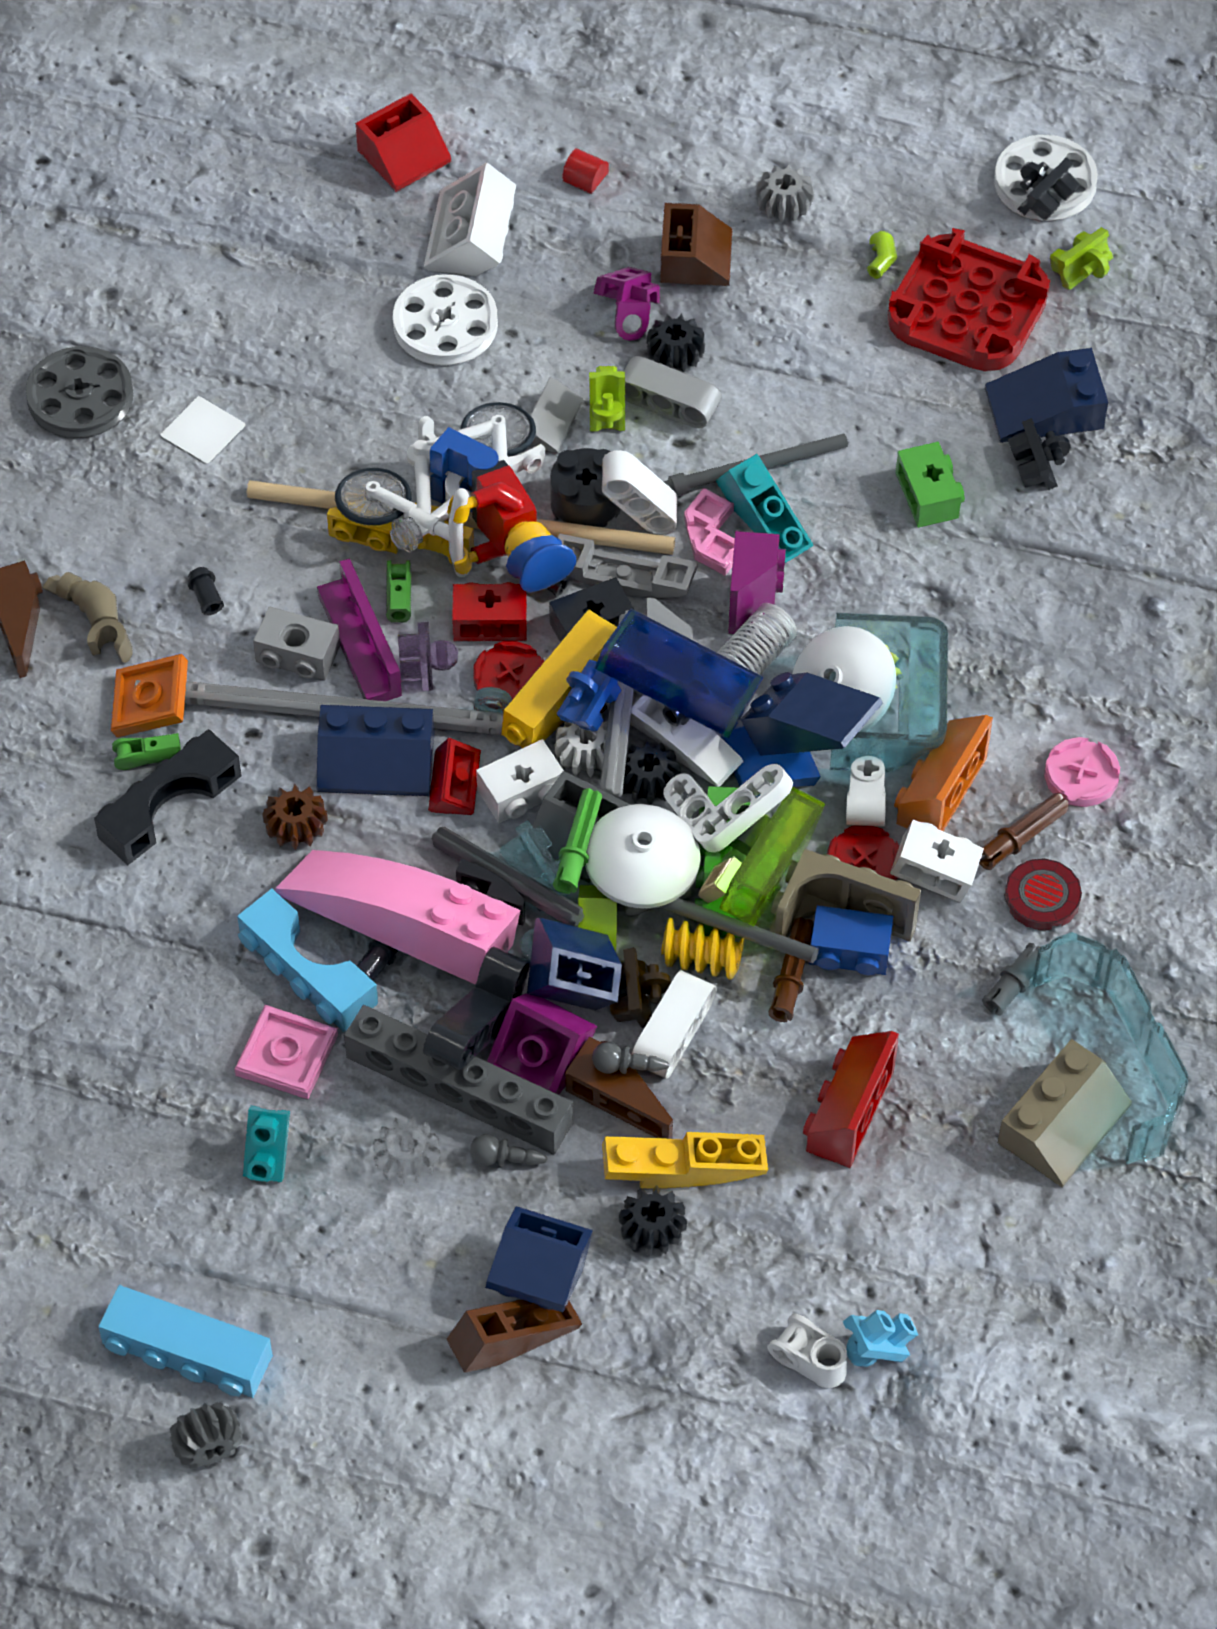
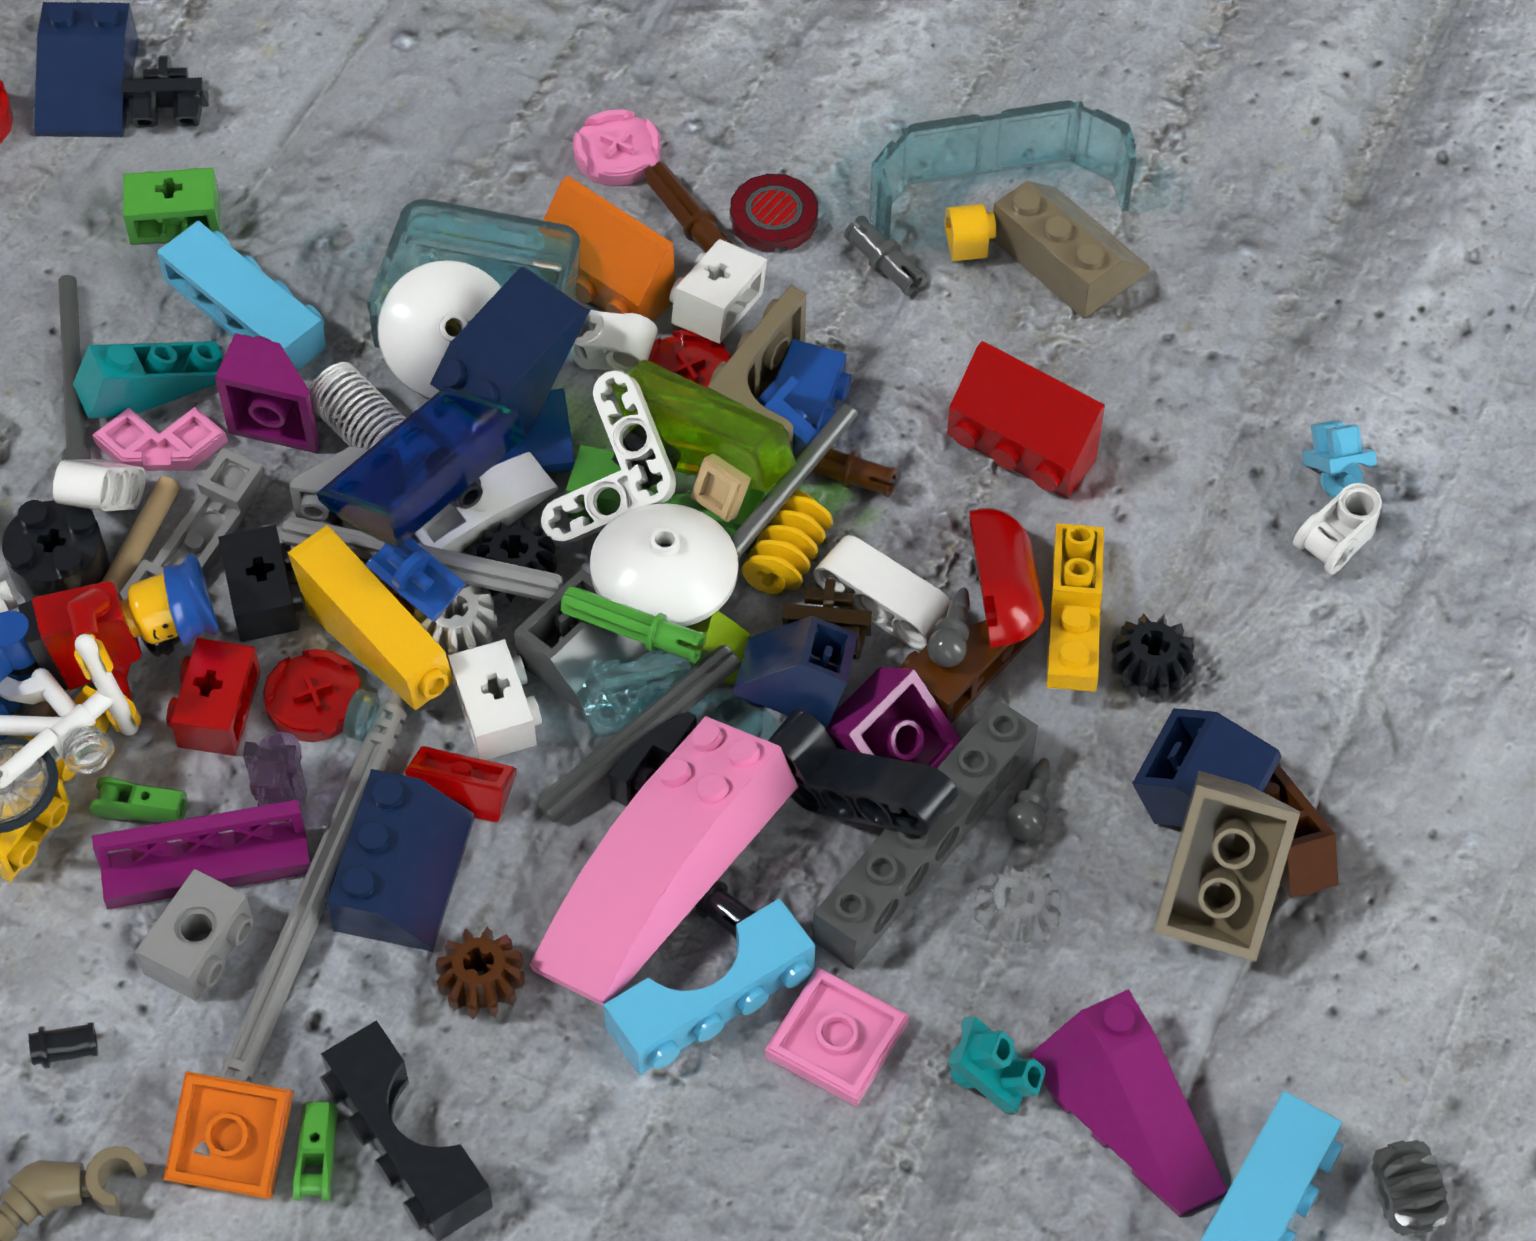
camera: 80 degrees left, 0 degrees up
(265, 1245) = (1121, 1087): none -> magenta wedge
(443, 1262) = (1226, 867): none -> dark tan slope
(695, 1093) = (1006, 576): none -> red brick
(798, 918) = (773, 400): none -> blue bracket
(849, 549) = (239, 294): none -> medium azure brick
(1051, 1031) = (969, 231): none -> yellow plate

